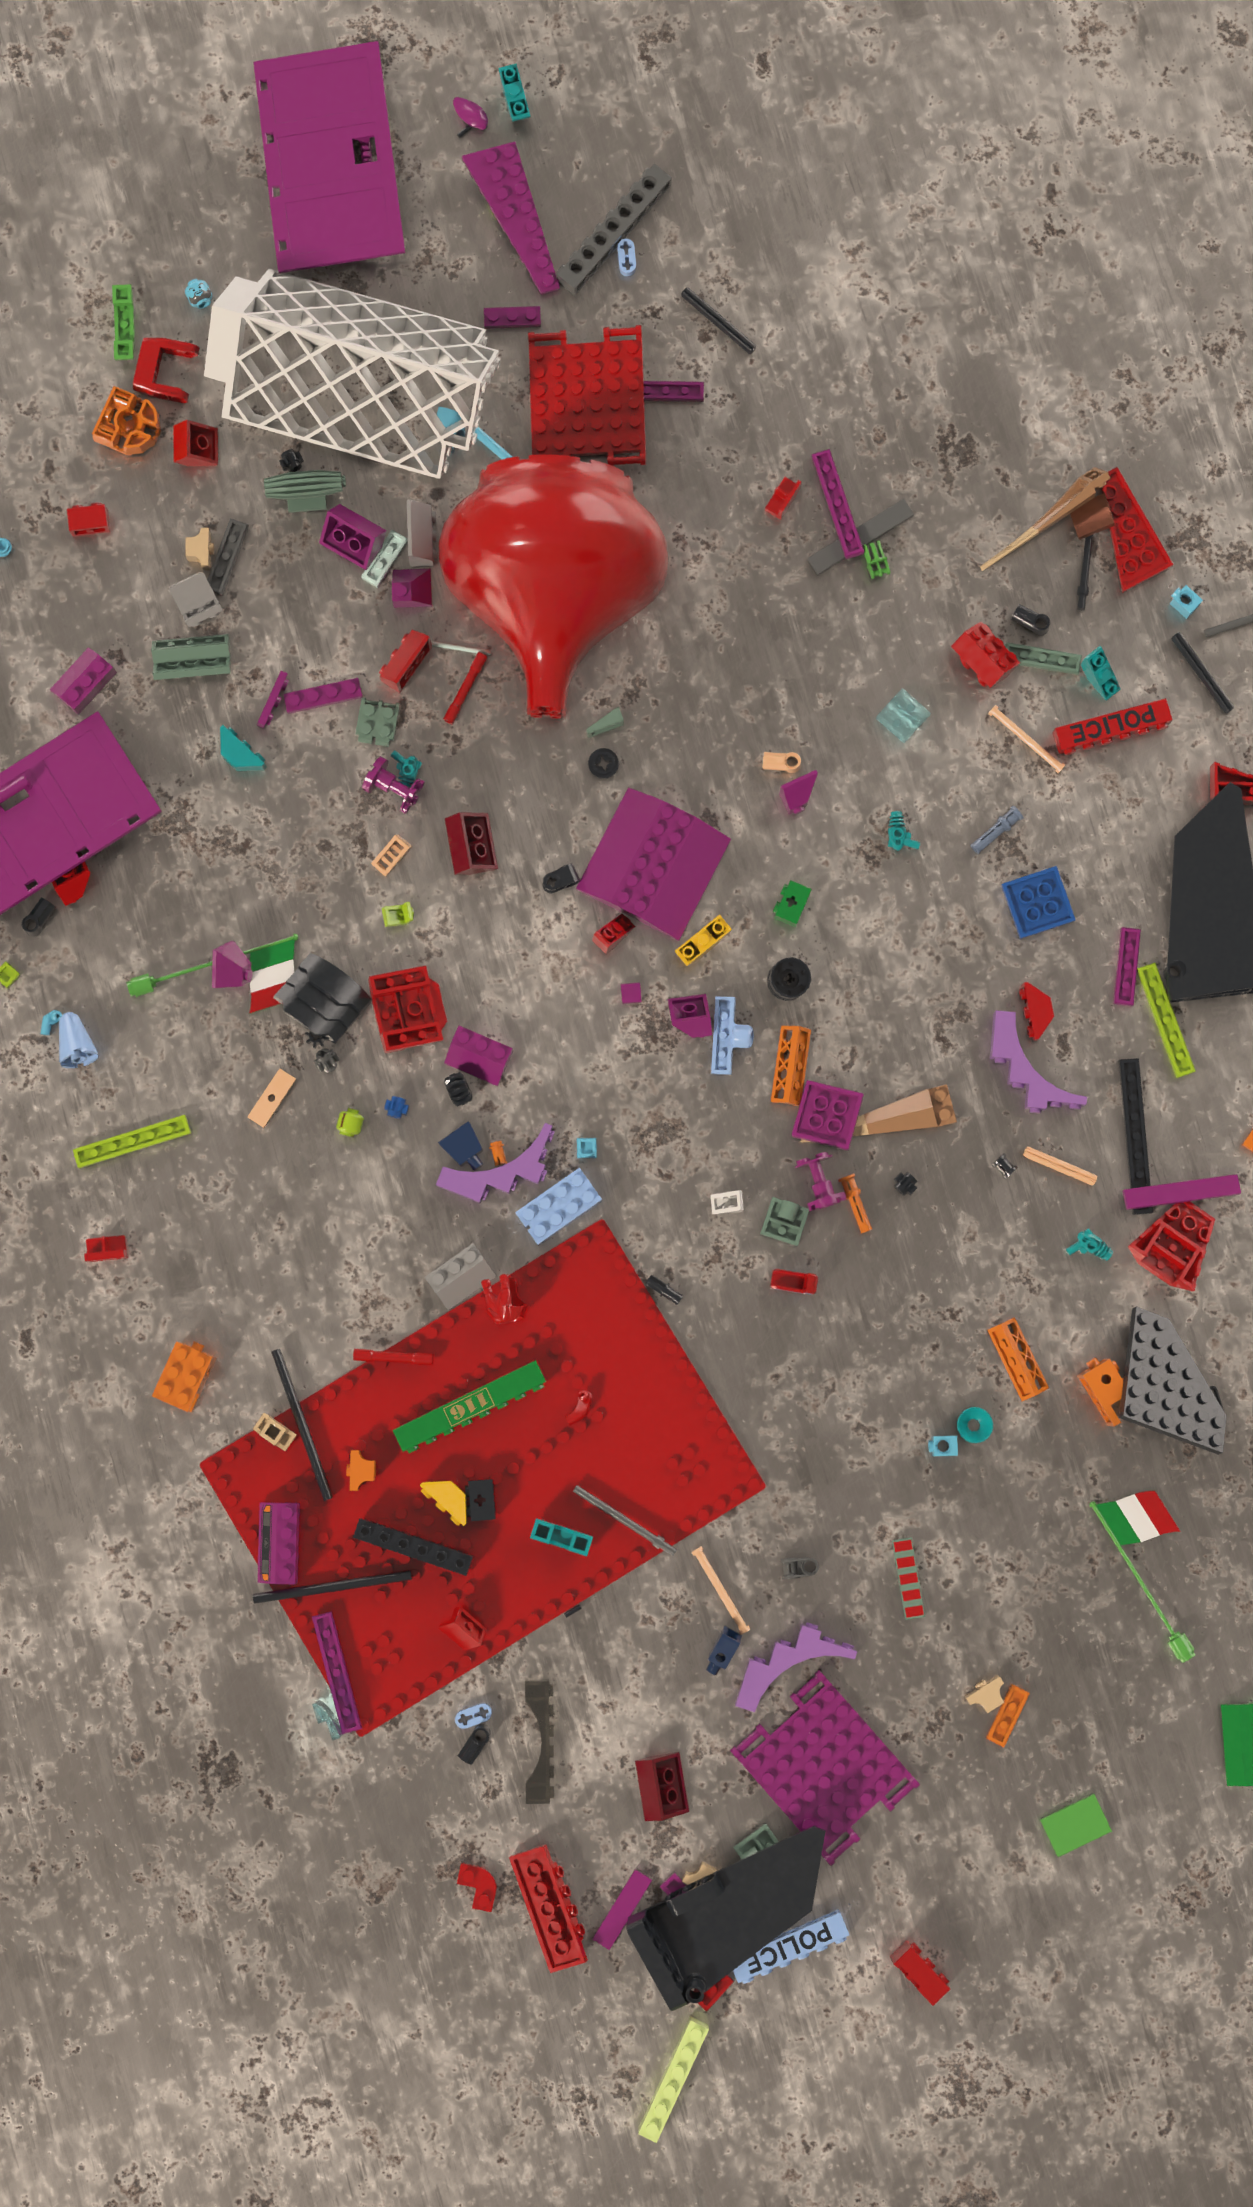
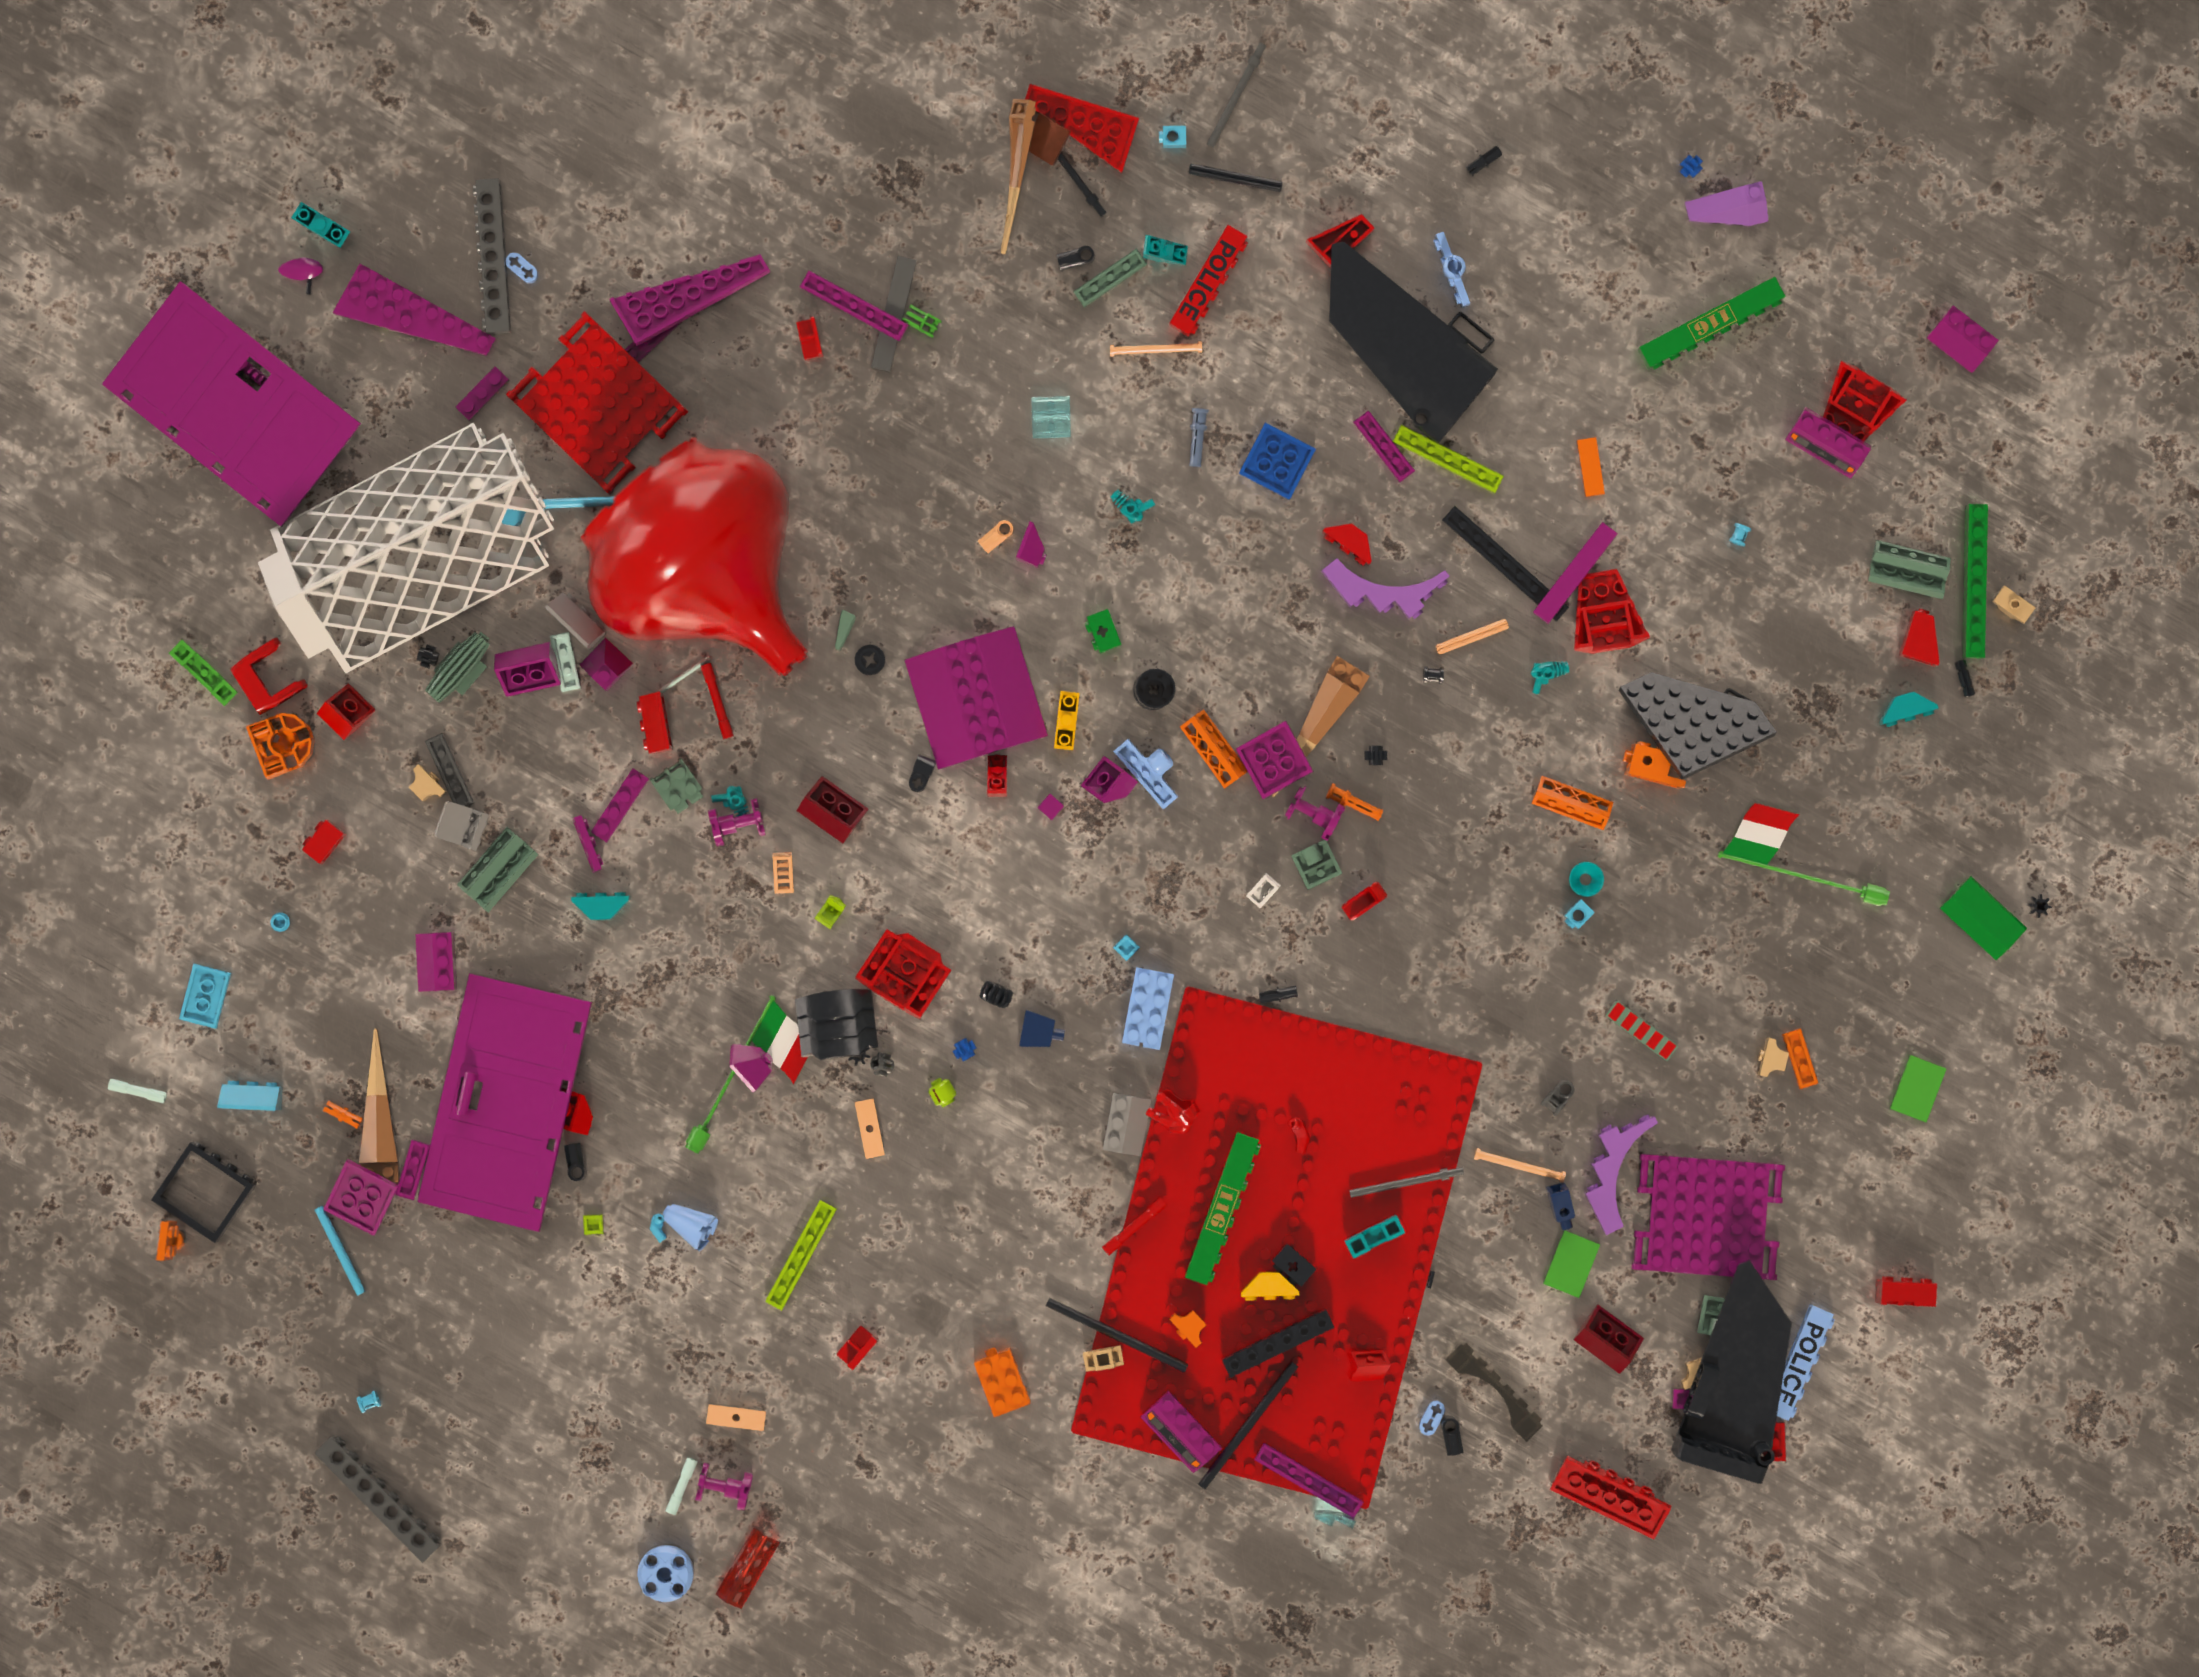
camera: 45 degrees left, 5 degrees up
(198, 294) = (236, 597): medium azure head -> none
(478, 1055) = (986, 957): magenta slope -> none
(484, 1883) = (1548, 1523): red plate -> none
(498, 1153) = (1067, 1011): orange pin -> none
(526, 1166) = (1097, 1001): medium lavender arch -> none
(622, 1909) = (1661, 1448): magenta tile -> none
(673, 2079) = (1806, 1528): yellowish green brick -> none
(688, 1702) = (1571, 1264): none -> bright green tile
(709, 379) = (666, 305): none -> magenta wing
(718, 320) = (635, 251): black axle -> none
(985, 655) = (1068, 317): red piece -> none

